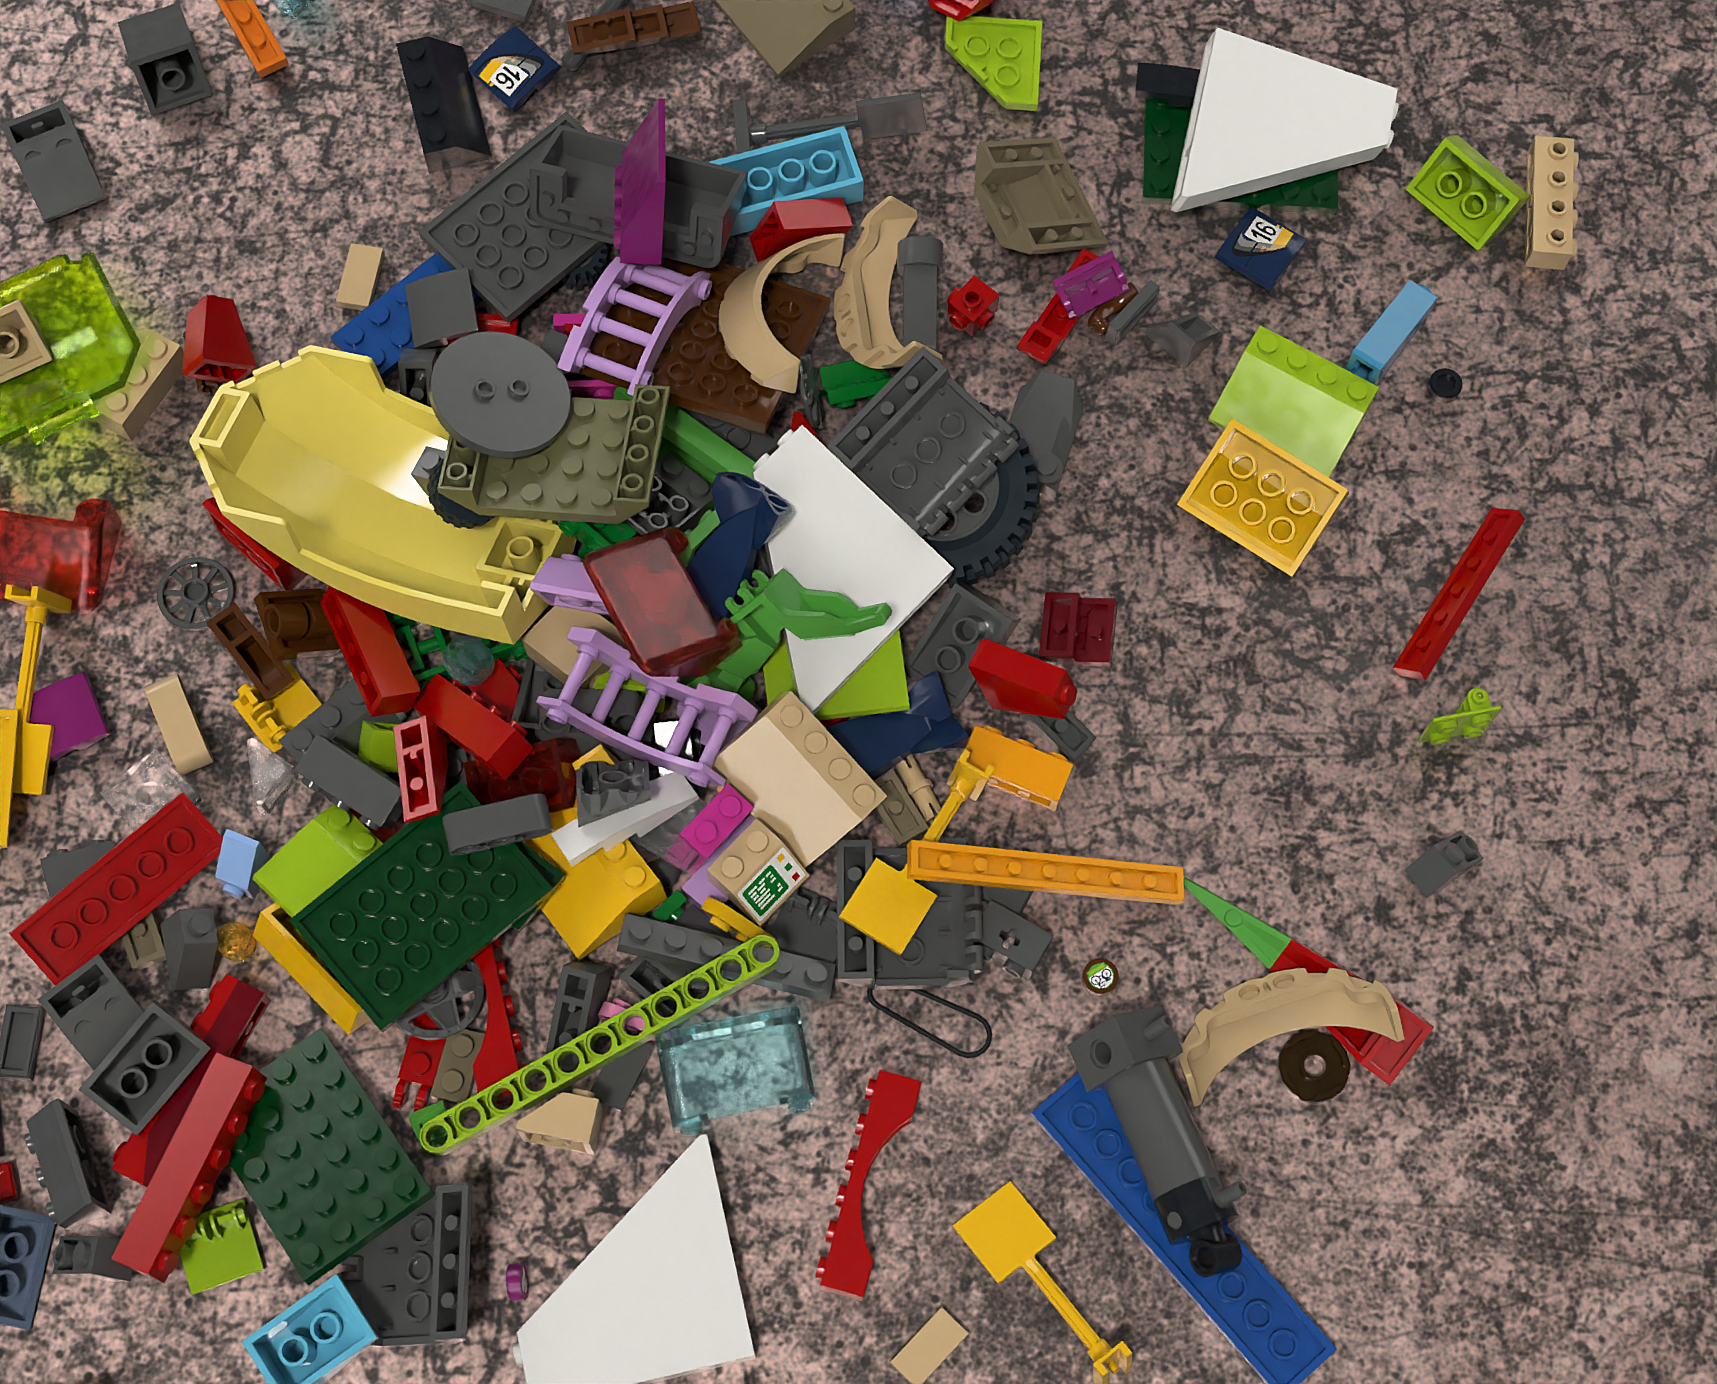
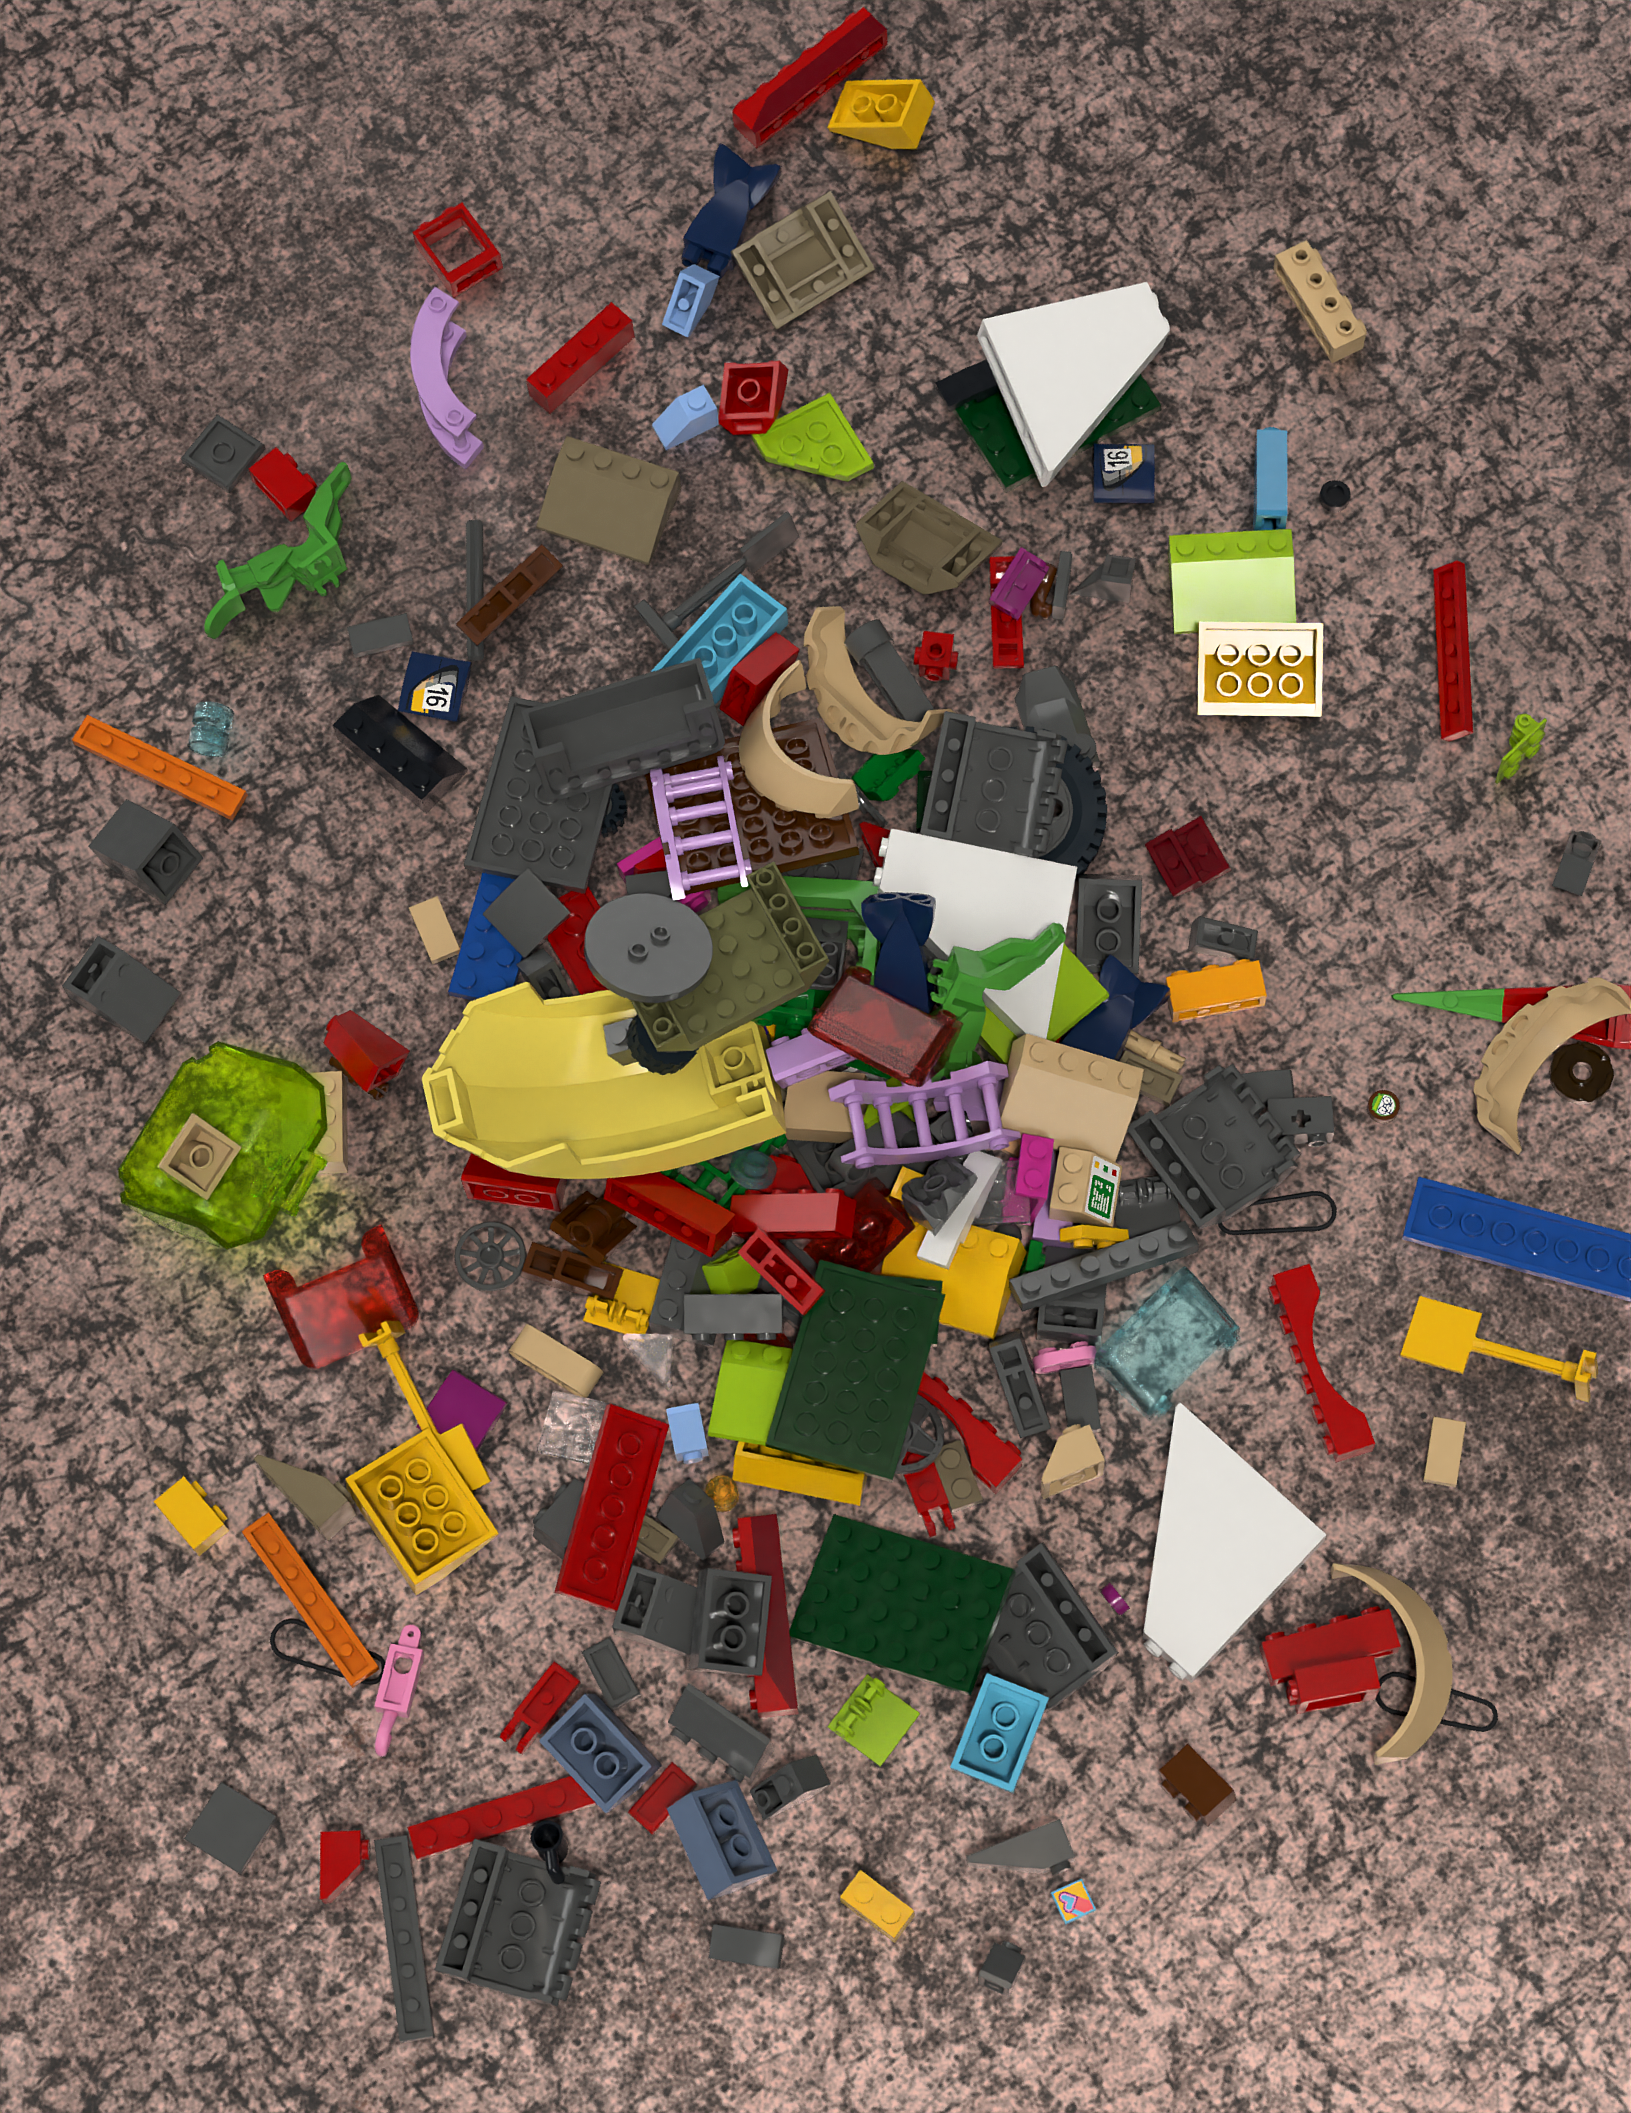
camera: 25 degrees left, 0 degrees up
(190, 1168) = (820, 1671): red brick -> none
(425, 1114) = (970, 1529): bright green plate -> none
(497, 824) = (874, 1272): dark grey beam -> none
(583, 1046) = (1067, 1369): lime beam -> none
(641, 192) = (638, 719): magenta slope -> none
(887, 902) = (1195, 1147): yellow piece -> none
(1021, 681) = (1180, 922): red slope -> none
(1044, 872) = (1295, 1053): light orange plate -> none
(1131, 1062) = (1557, 1216): dark grey piece -> none
(1467, 192) = (1251, 331): lime slope -> none

